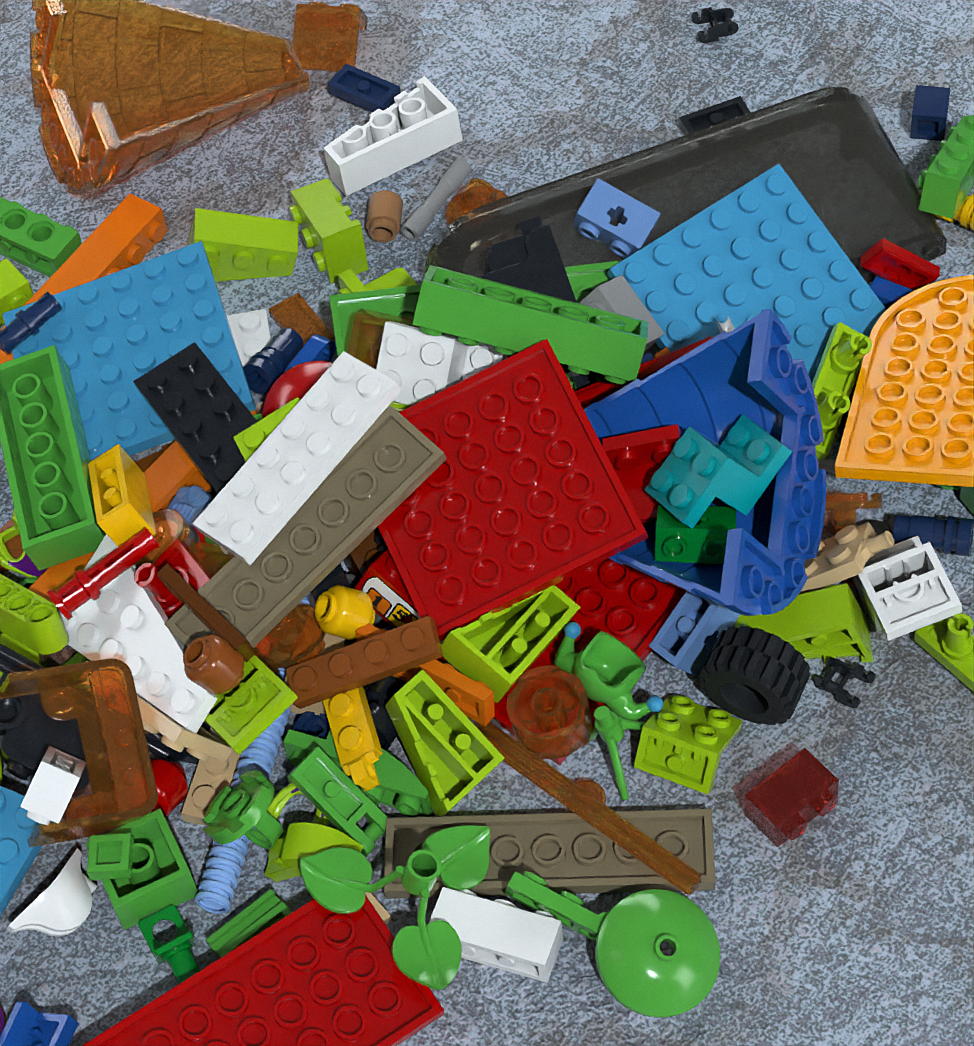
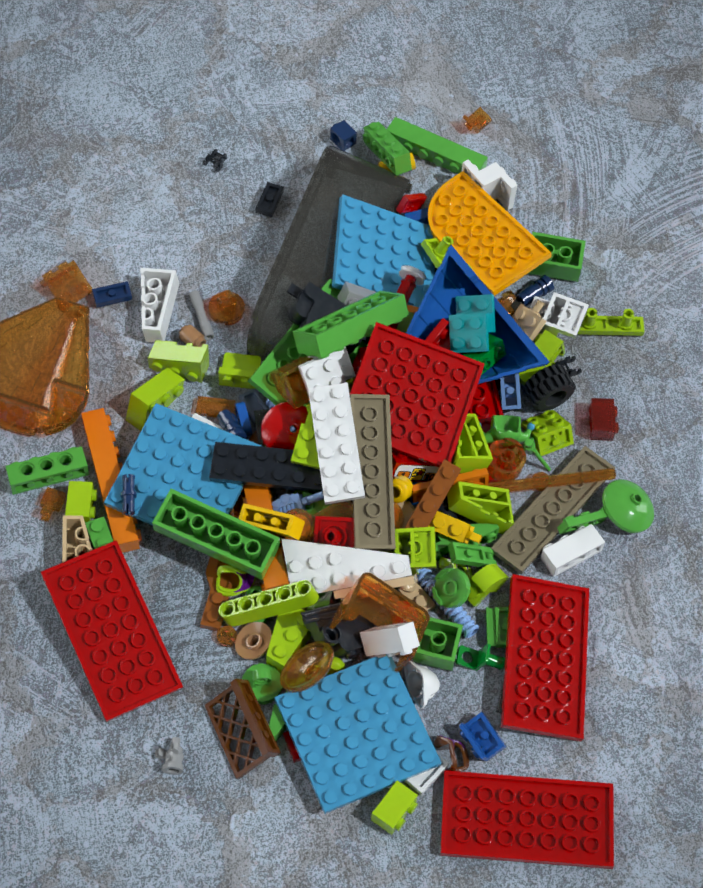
camera: 60 degrees left, 5 degrees up
(87, 583) = (304, 561): red pin -> none
(110, 856) = (434, 645): bright green plate -> none
(204, 611) = (373, 528): reddish brown tile -> none
(213, 664) = (400, 542): dark orange head -> none
(421, 952) = (533, 536): bright green plant -> none
(606, 203) = (313, 262): medium blue brick -> none

